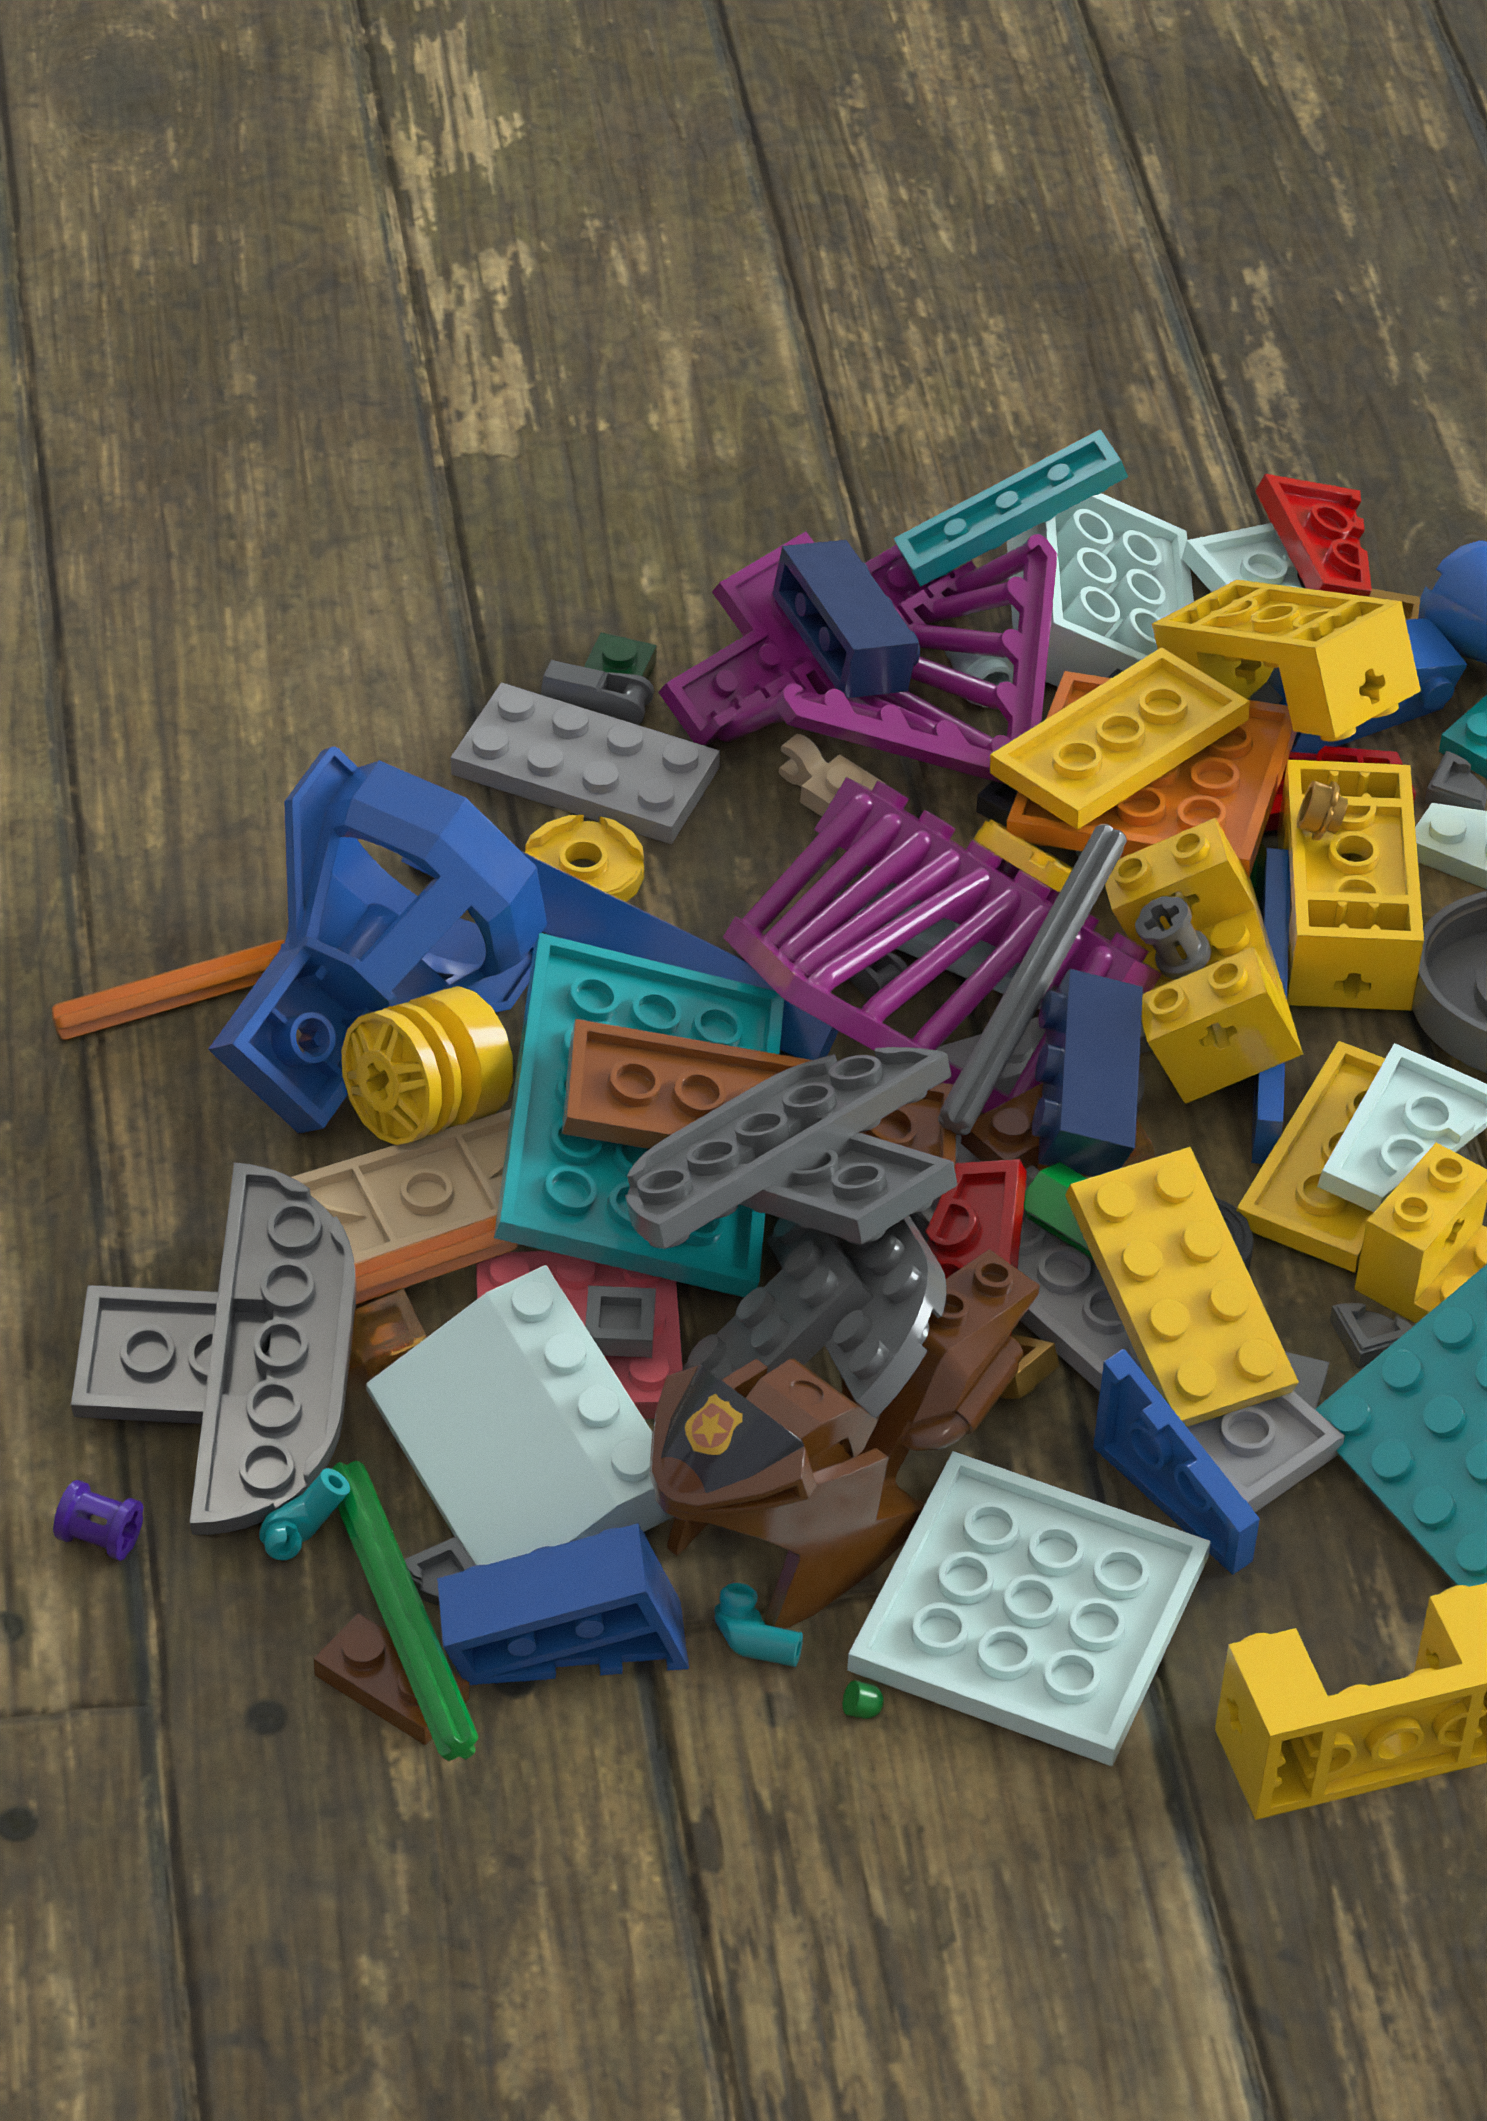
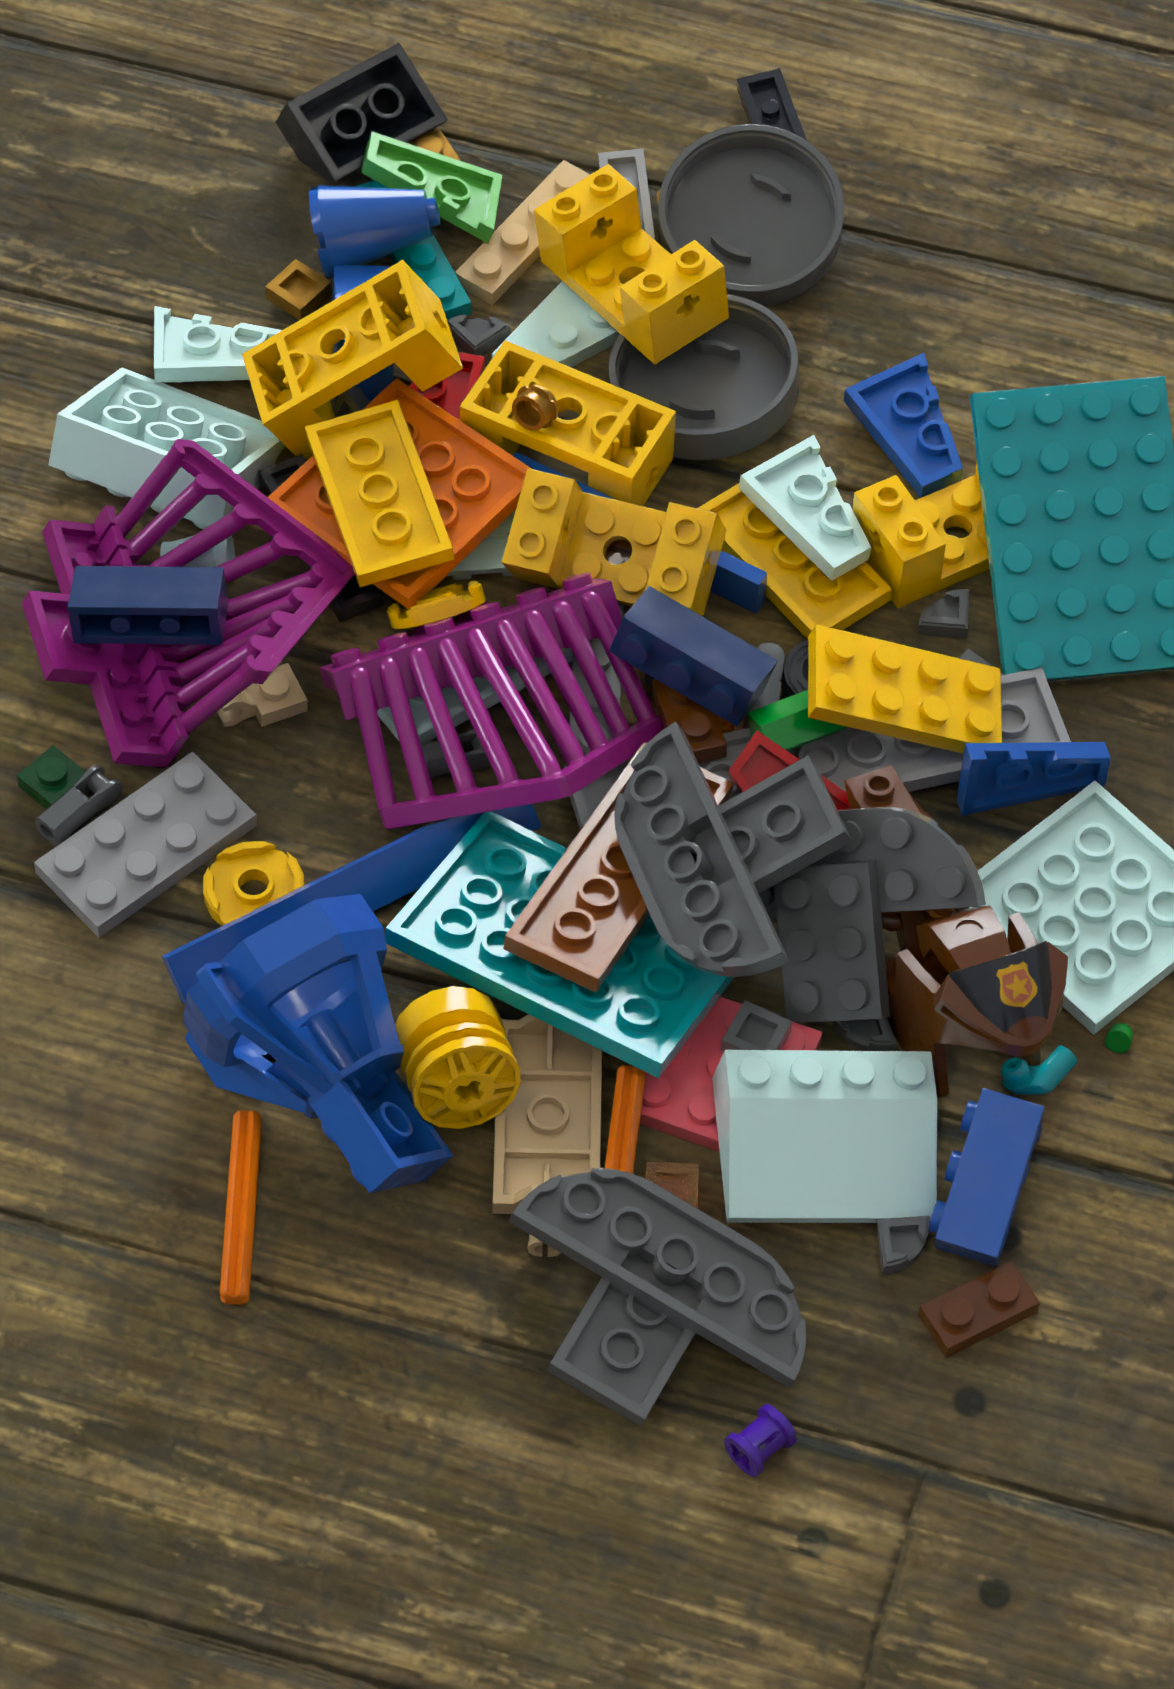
camera: 65 degrees left, 10 degrees up
(301, 1517) = (812, 1305): teal arm -> none
(405, 1616) = (943, 1272): green axle -> none
(1010, 507) = (99, 451): teal plate -> none
(1031, 980) = (591, 633): dark grey axle -> none
(1165, 941) = (581, 539): dark grey bush -> none
(1319, 532) = (188, 289): red wing -> none

